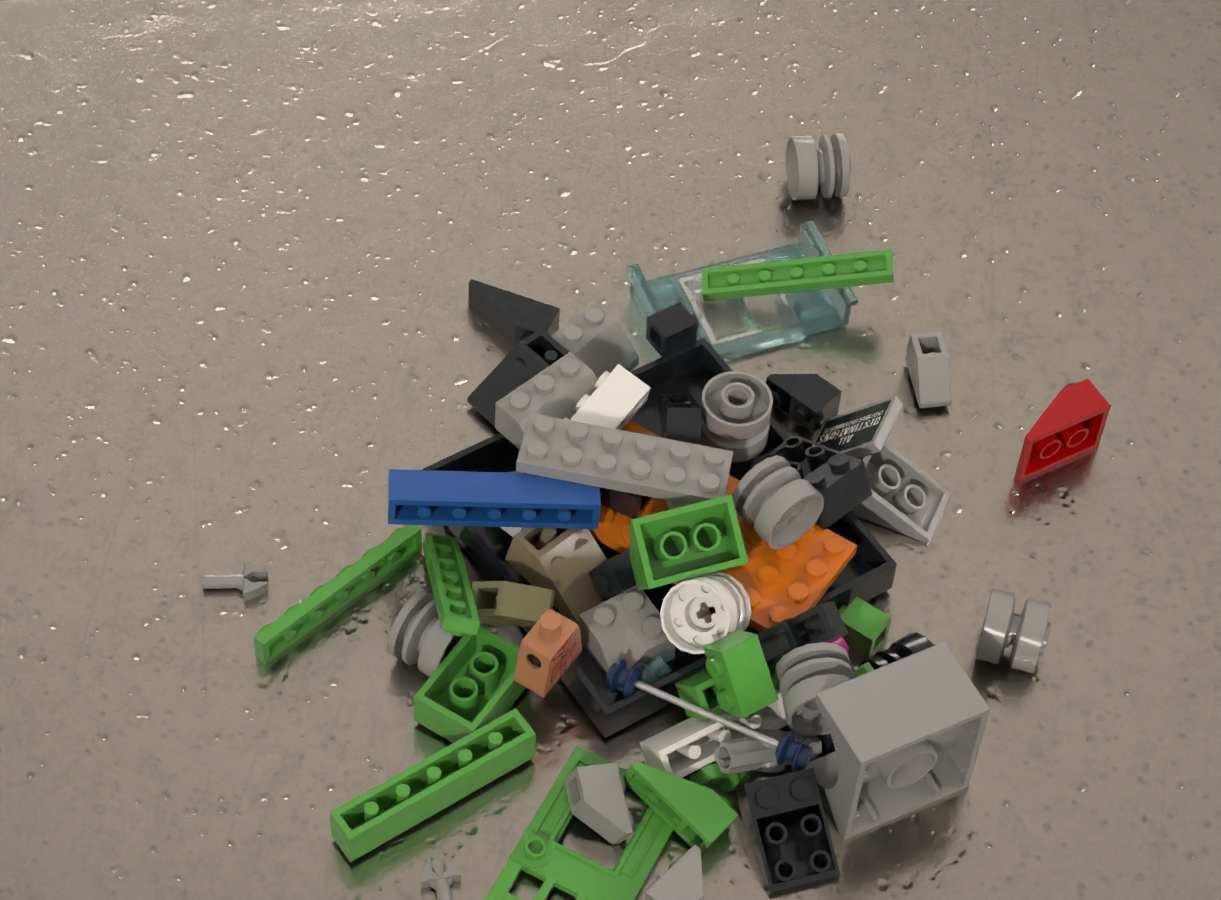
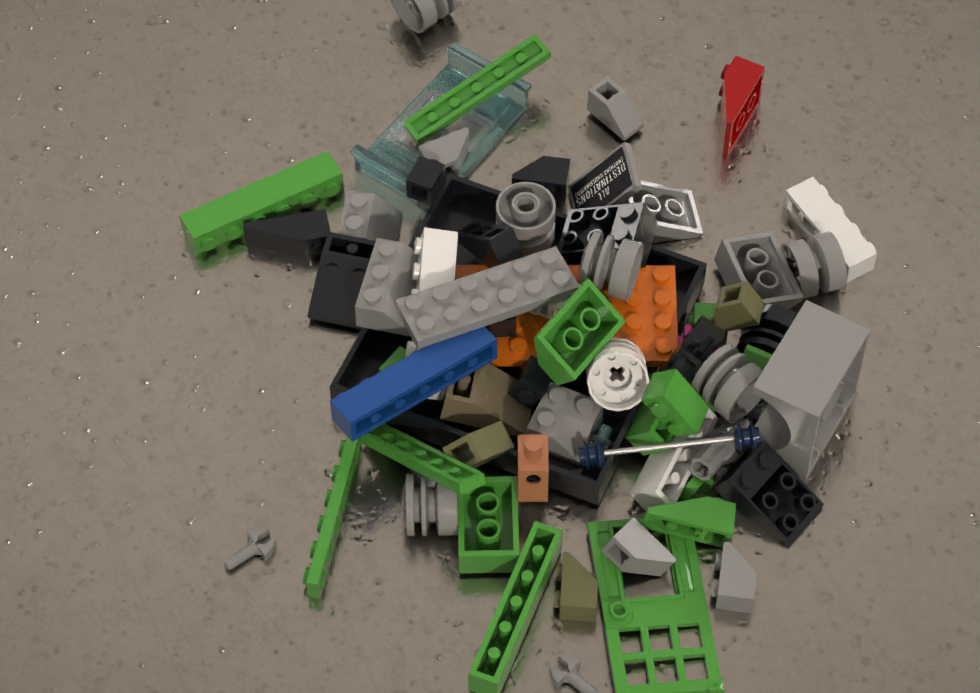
camera: 30 degrees left, 5 degrees up
(509, 806) = (578, 591): none -> olive slope
(519, 271) = (264, 199): none -> bright green brick
(723, 321) = (448, 150): none -> light grey slope
(883, 619) = (737, 307): none -> olive slope
(950, 603) = (762, 264): none -> light grey slope
(1065, 585) = (818, 213): none -> white brick

